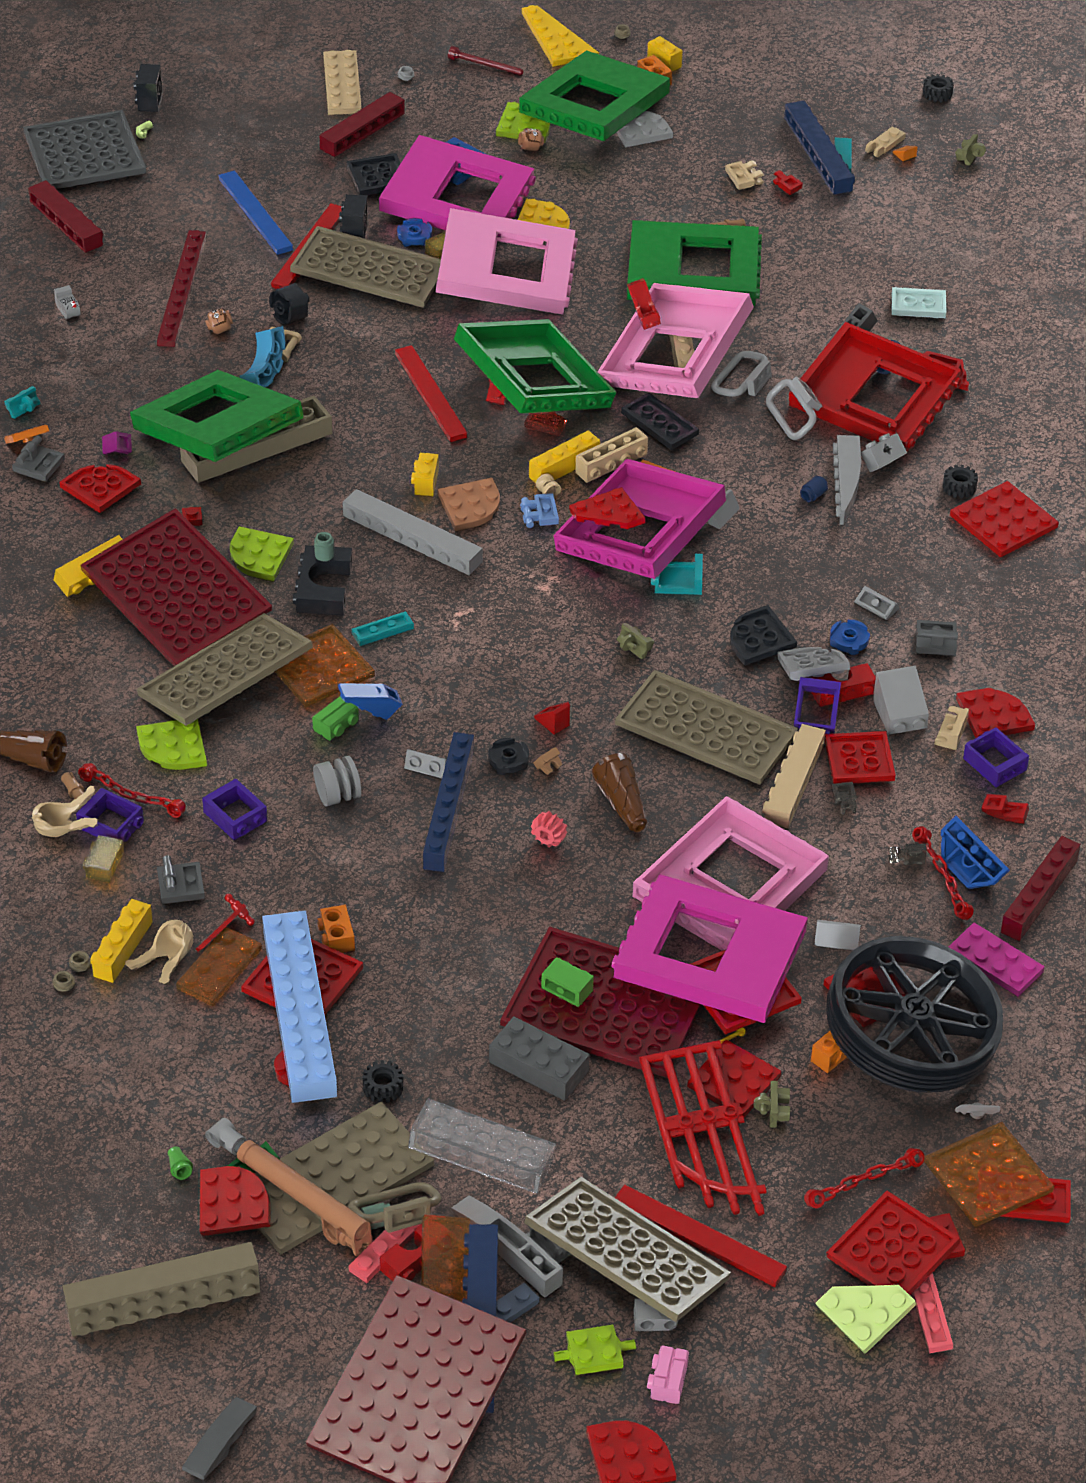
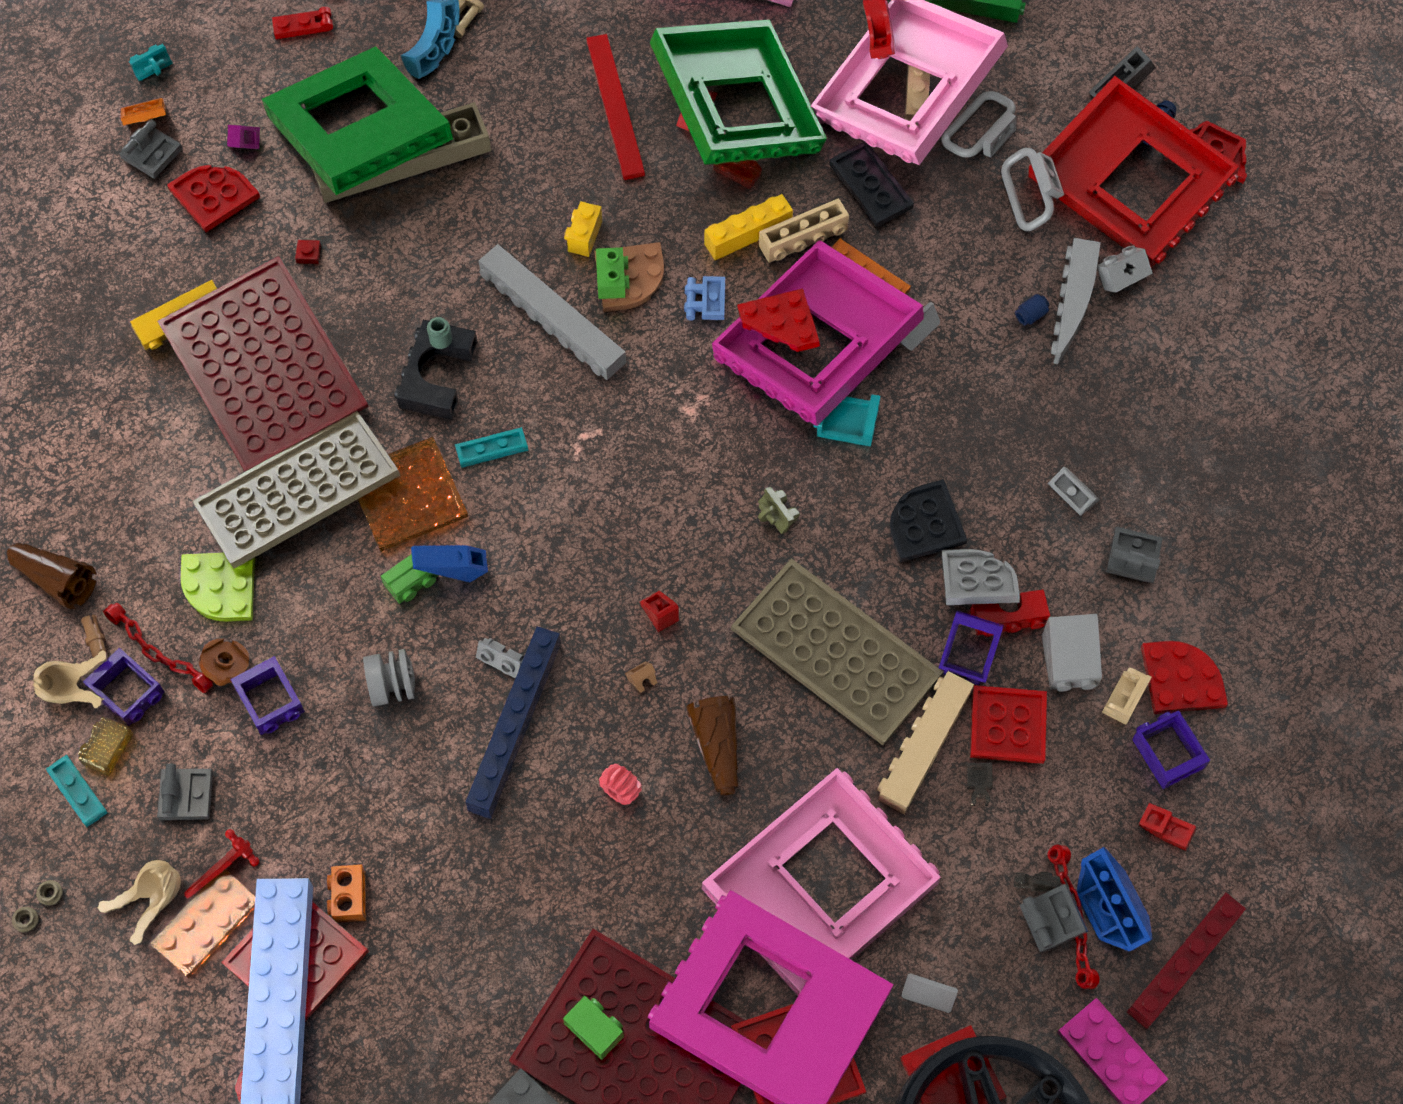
camera: 10 degrees right, 20 degrees up
(85, 893) = (76, 790): none -> teal tile
(121, 940) = (99, 873): yellow brick -> none
(148, 365) = (302, 23): none -> red plate
(191, 790) = (217, 671): none -> dark orange plate
(259, 552) = (373, 315): lime plate -> none
(458, 497) = (611, 273): none -> bright green brick
(519, 756) = (595, 673): black plate -> none
(547, 484) = (721, 263): tan wheel -> none
(854, 644) = (1031, 550): blue plate -> none
(919, 302) = (1210, 45): light aqua plate -> none
(926, 873) = (1053, 918): none -> dark grey plate
(964, 488) = (1212, 311): black tyre -> none
(1004, 518) = (1250, 383): red plate -> none

